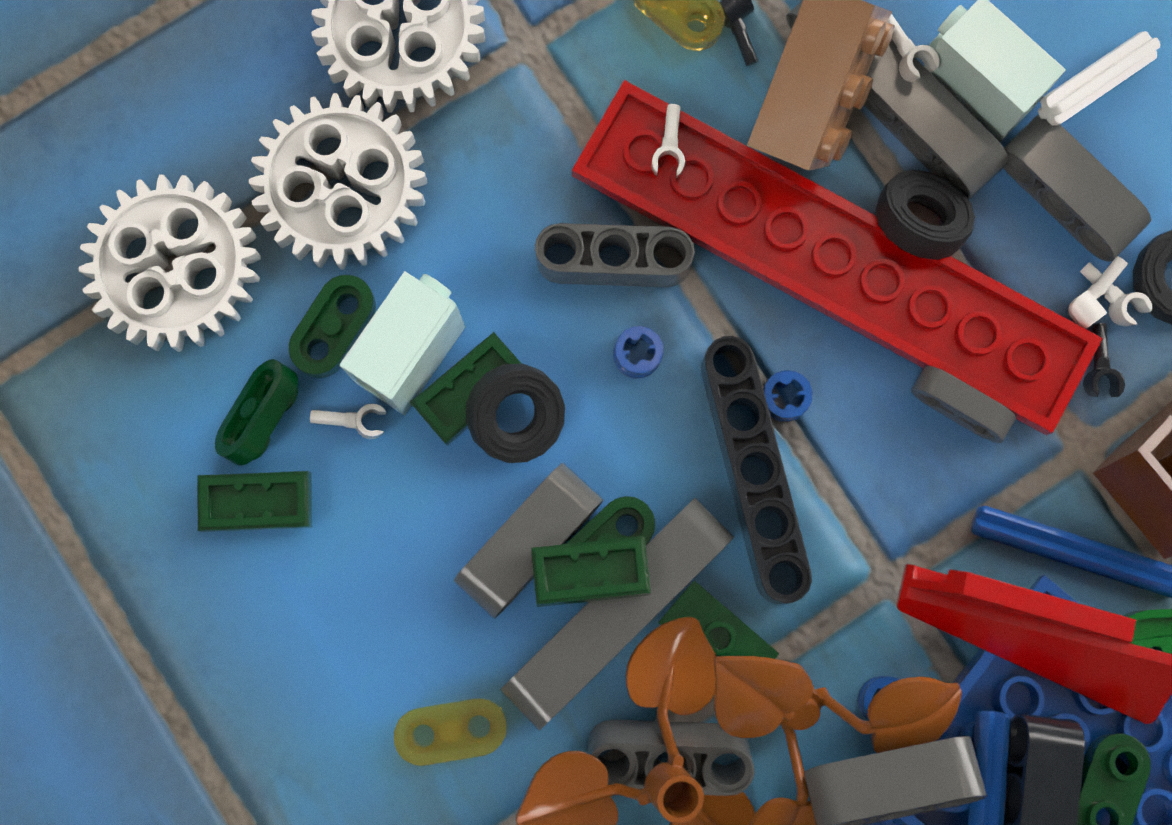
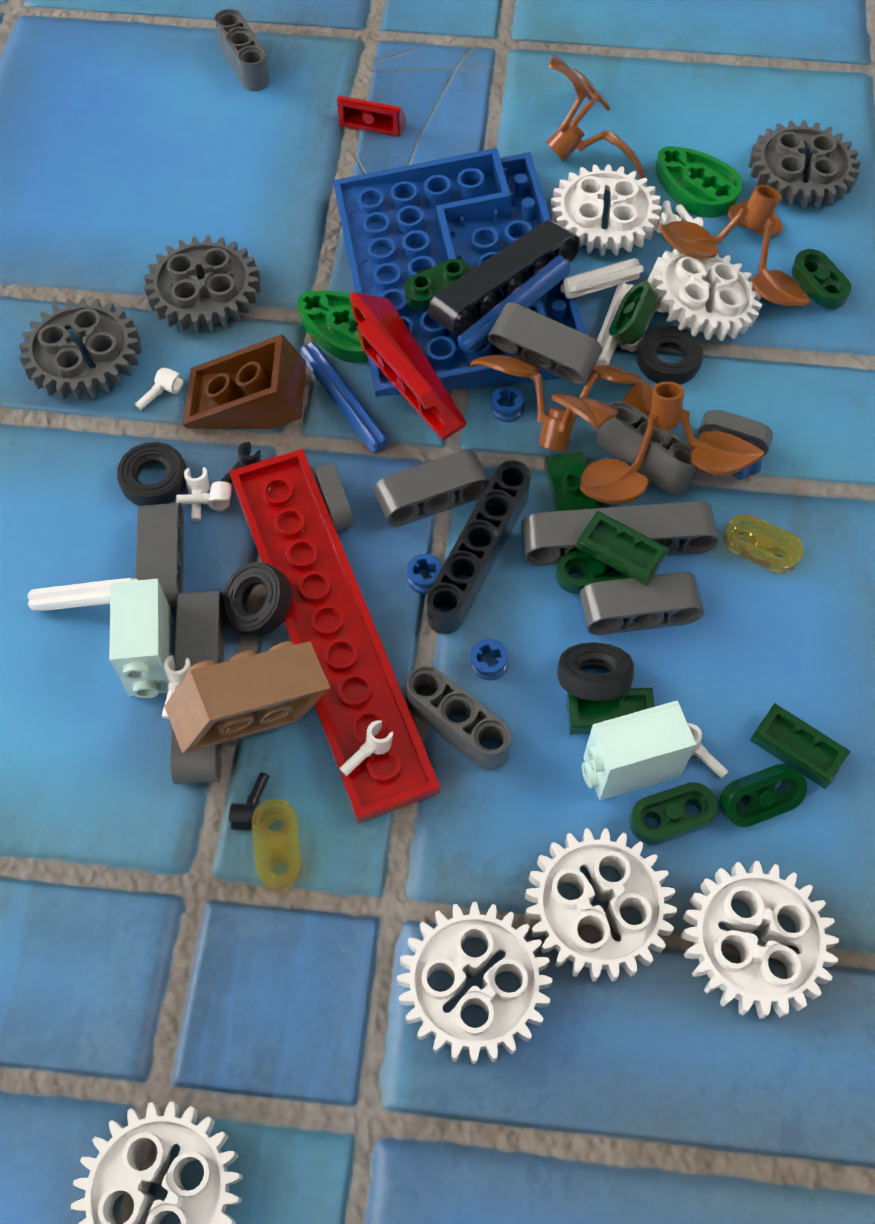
camera: 140 degrees left, 20 degrees down
(868, 504) = (431, 488): none -> dark grey beam

